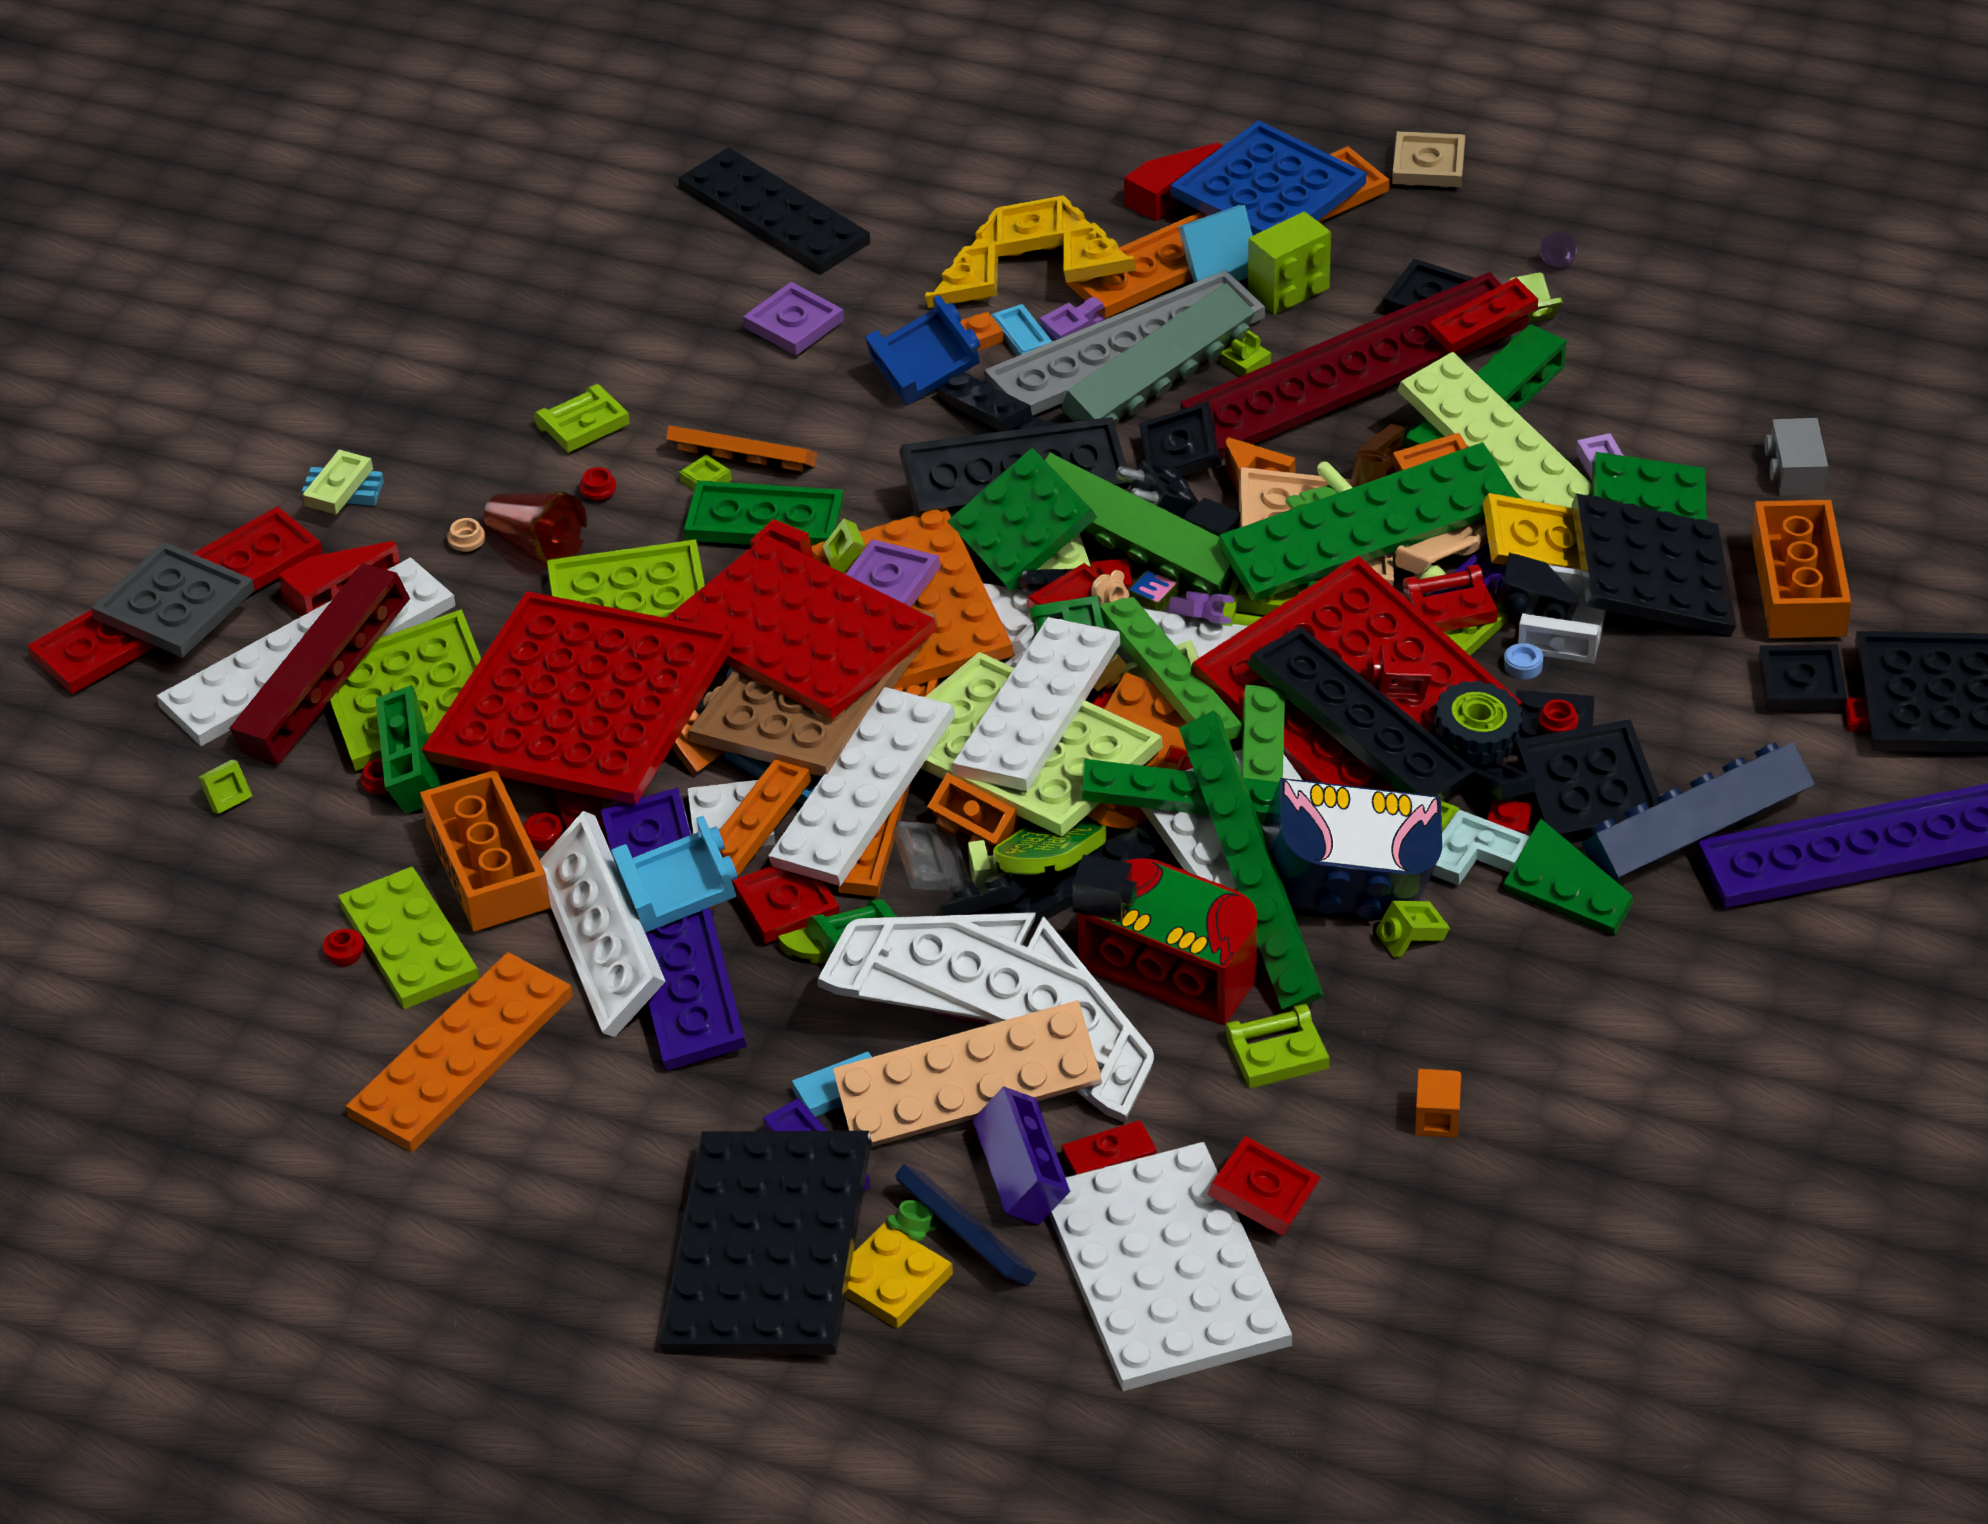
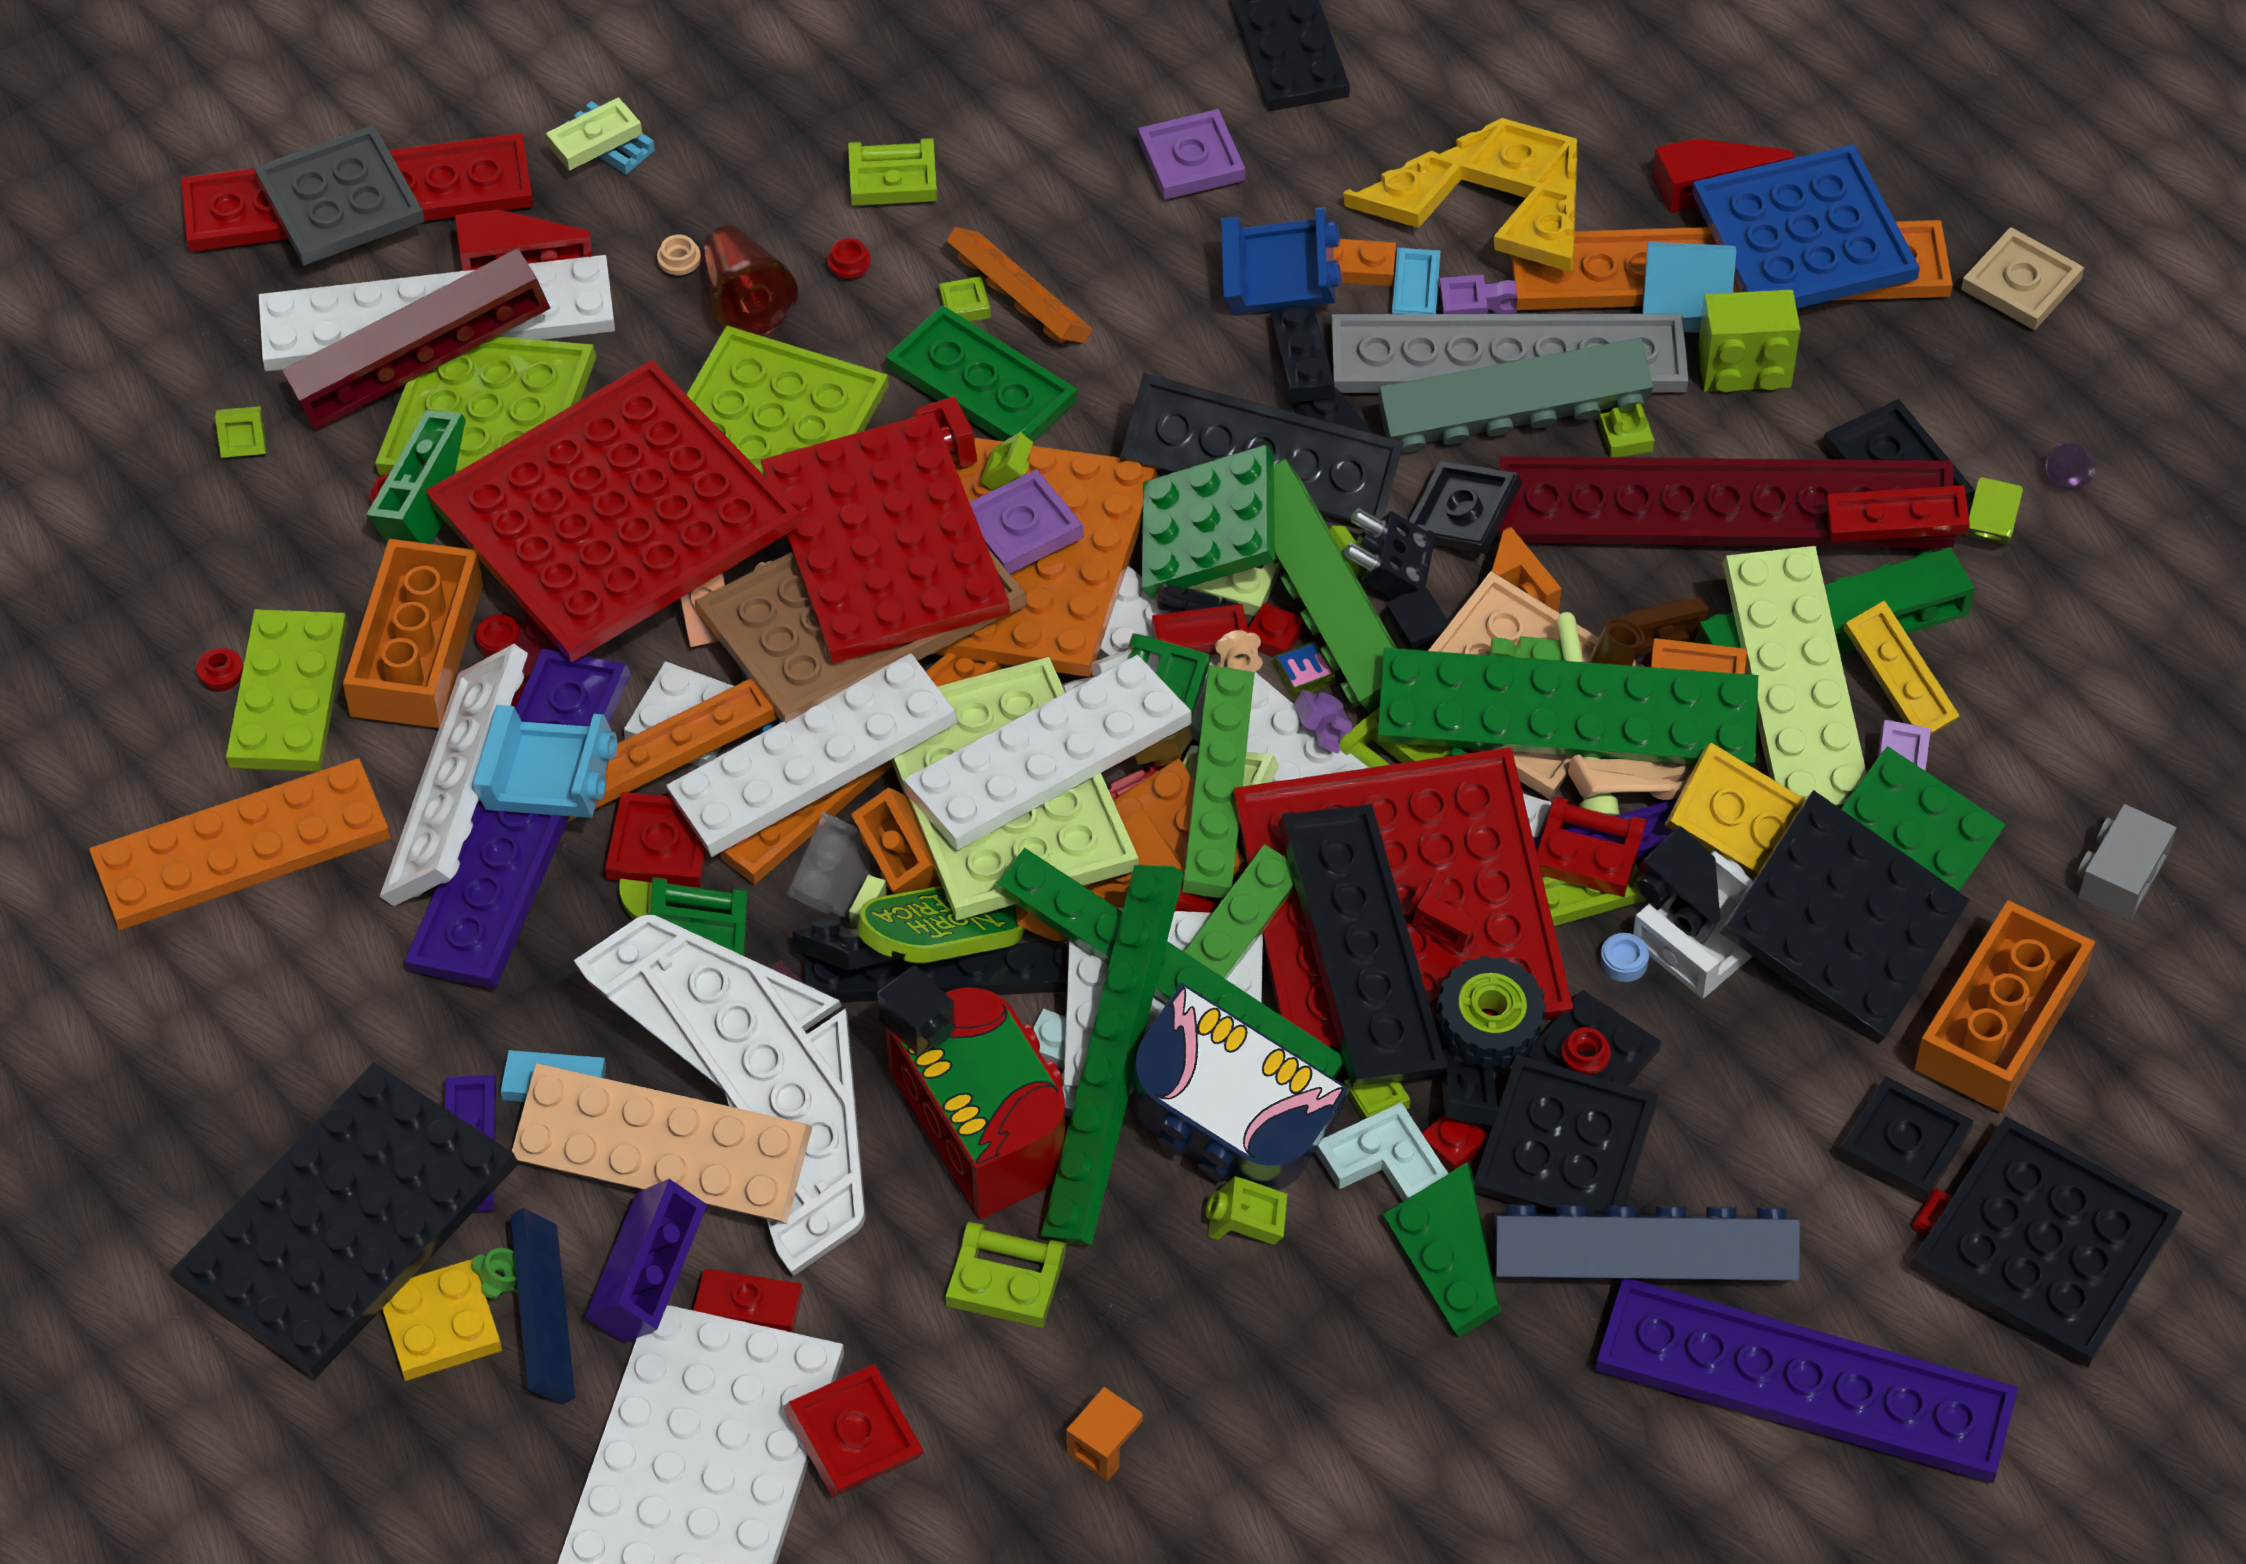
camera: 30 degrees right, 10 degrees up
(1557, 407) = (1900, 669): none -> yellow plate

